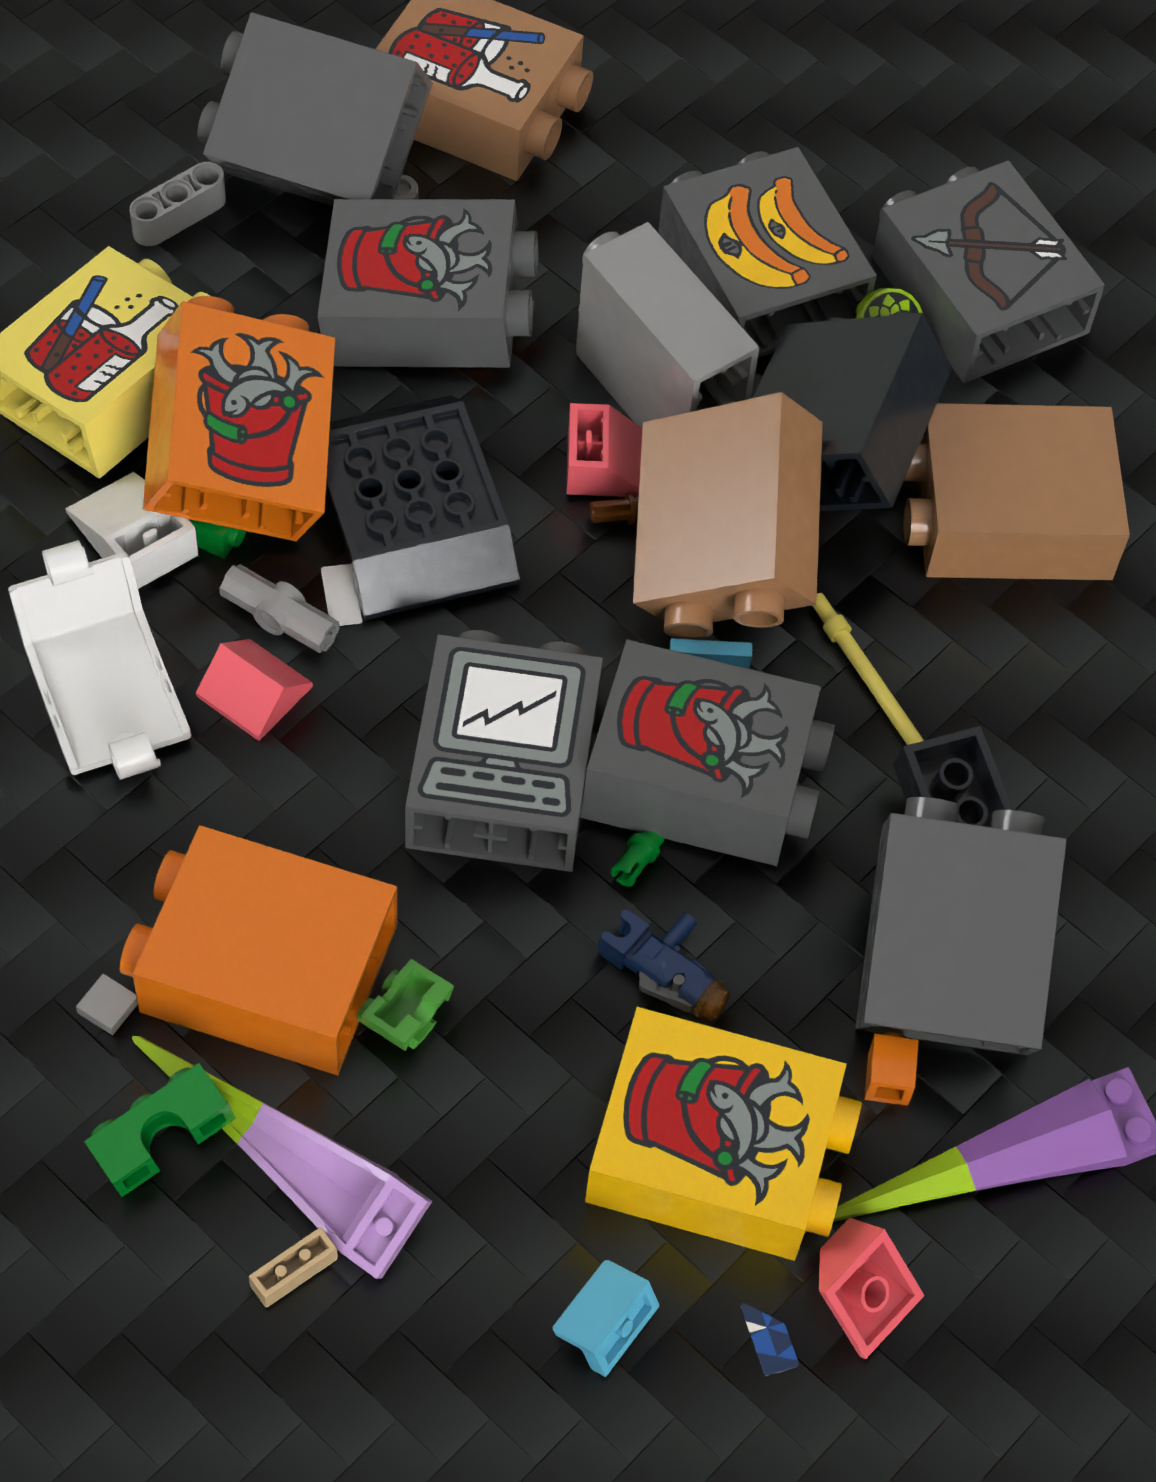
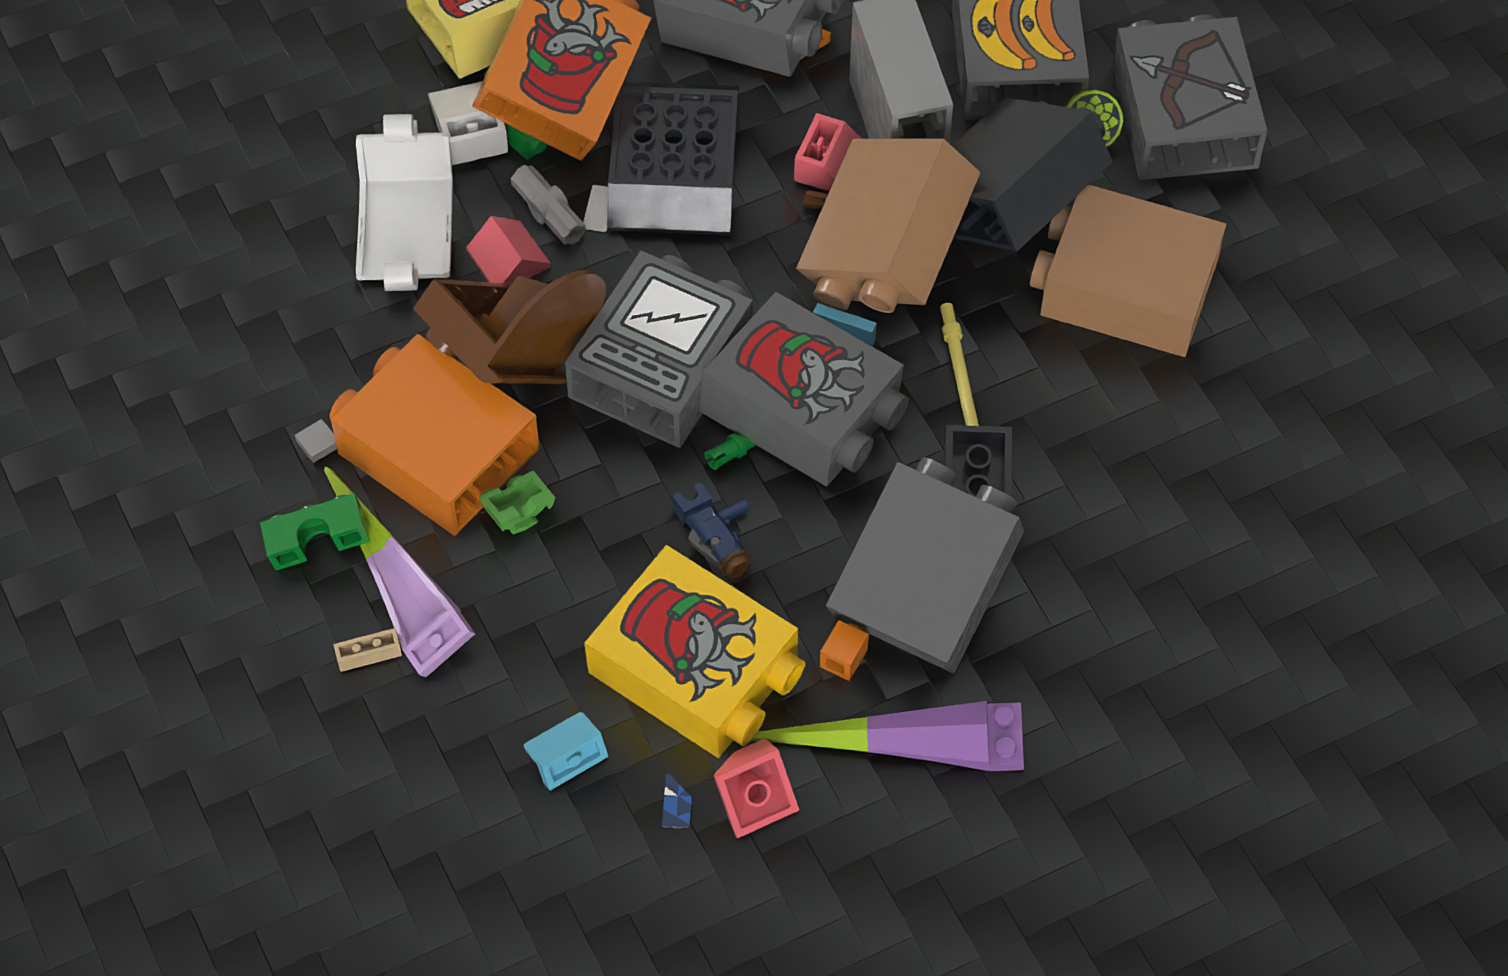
camera: 25 degrees right, 0 degrees up
(321, 793) = (512, 330): none -> reddish brown plate

